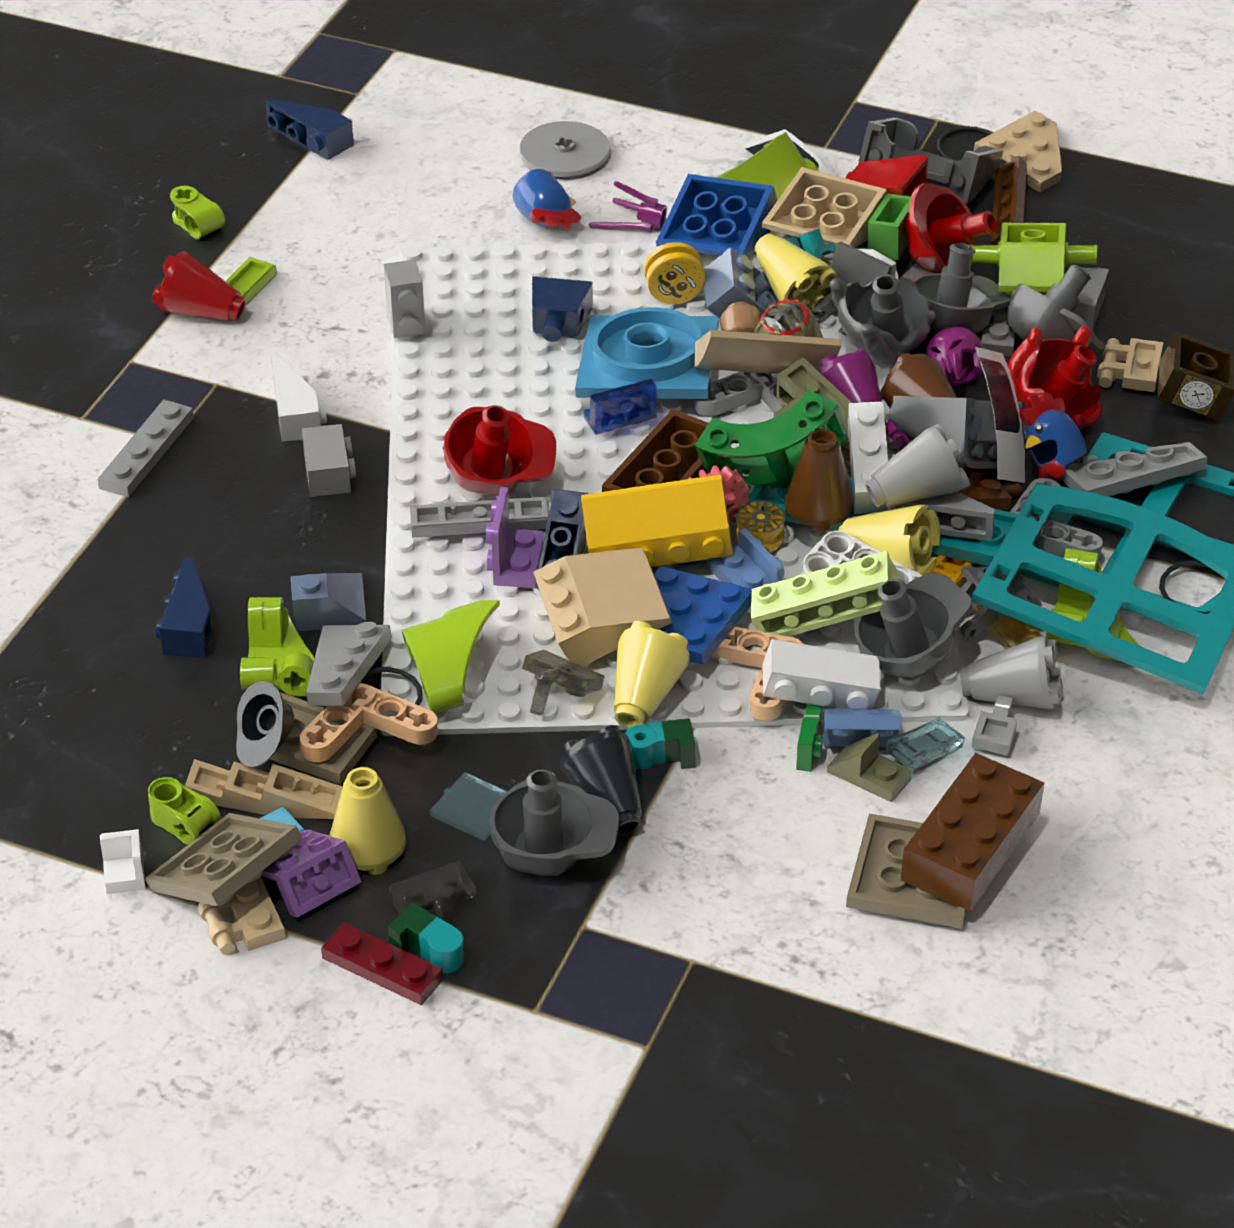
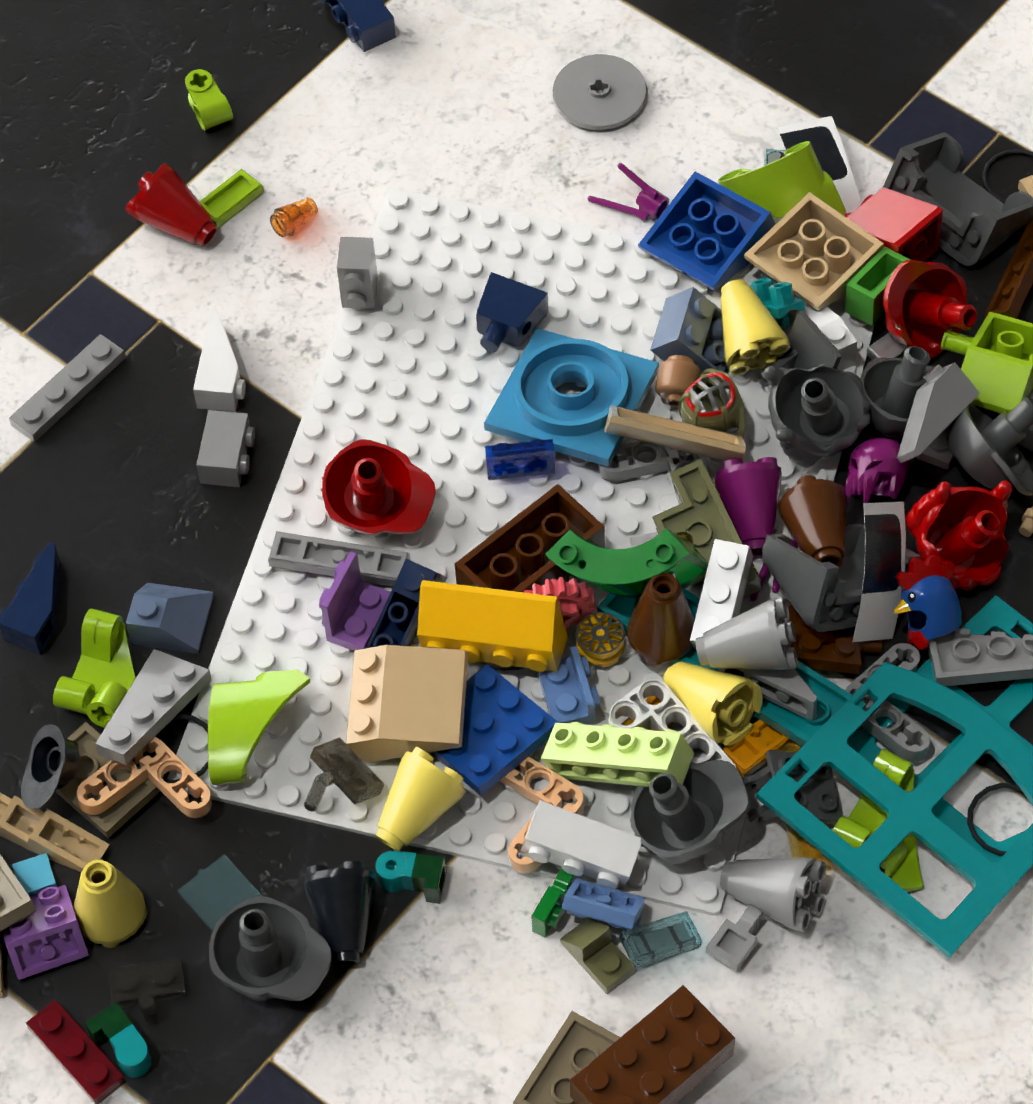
camera: 20 degrees right, 15 degrees up
(315, 282) = (293, 216): none -> clear orange cone
(544, 200) = (547, 167): blue piece -> none
(674, 273) = (634, 299): yellow head -> none
(993, 288) = (935, 407): none -> light grey slope

